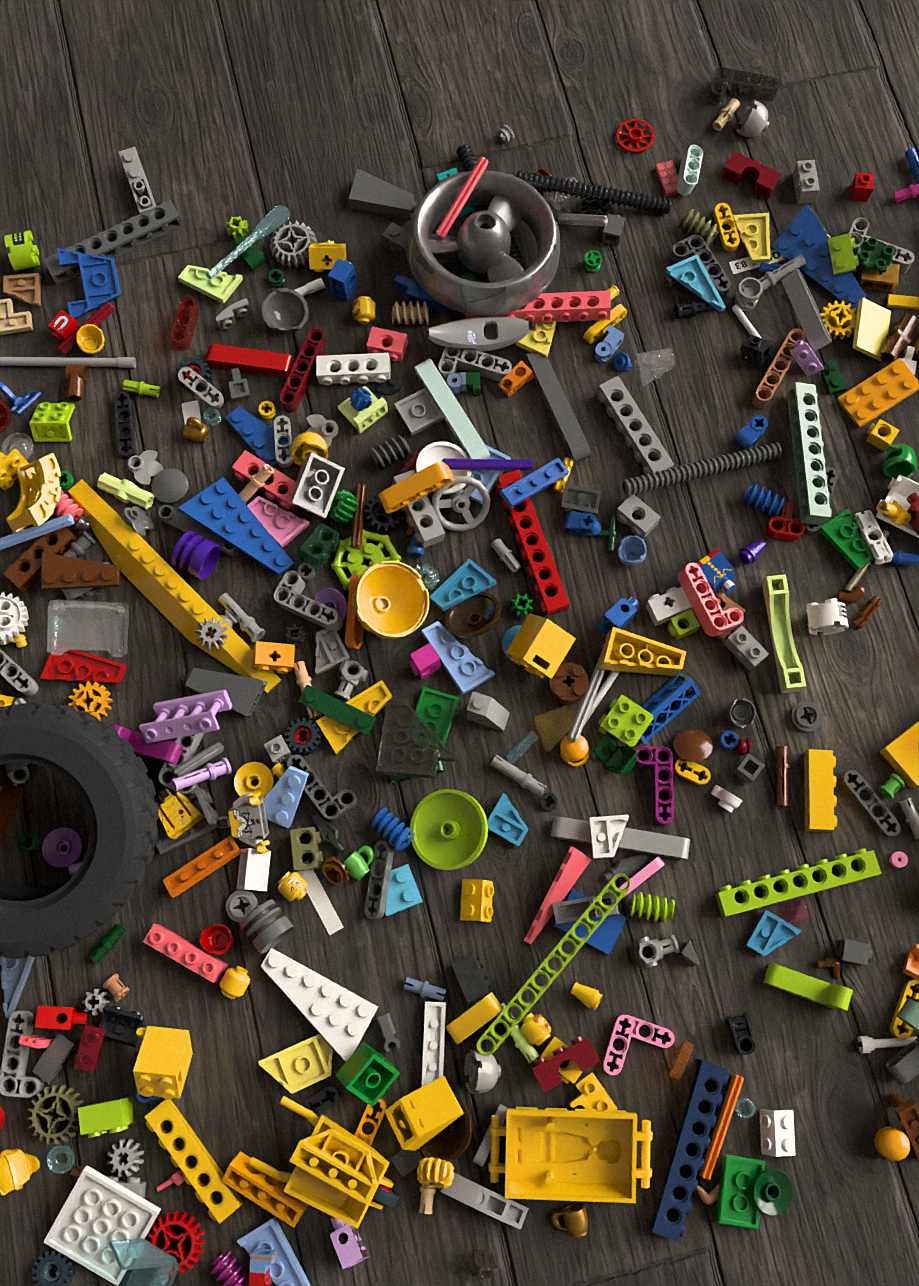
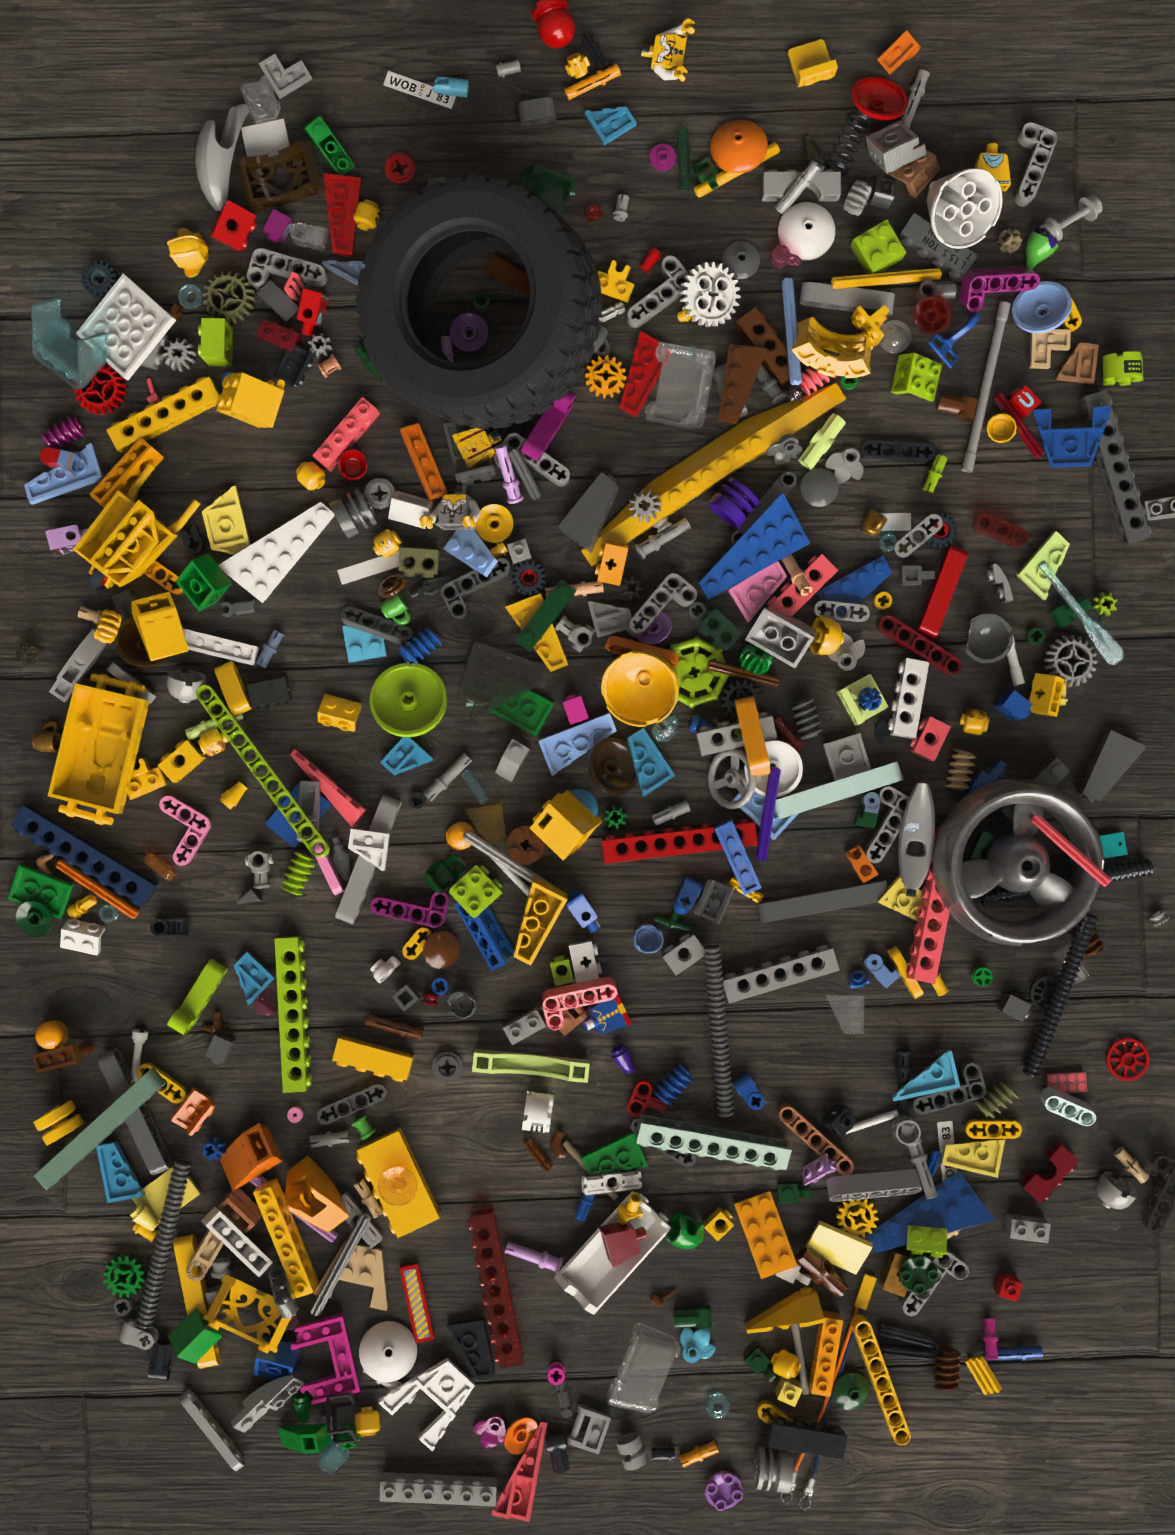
camera: 95 degrees right, 15 degrees up
(186, 716) = (579, 468): lavender fence -> none
(548, 1069) = (181, 776): dark red arch -> none
(582, 219) = (1031, 976): light grey axle -> none
(751, 1146) = (81, 906): none -> yellow axle

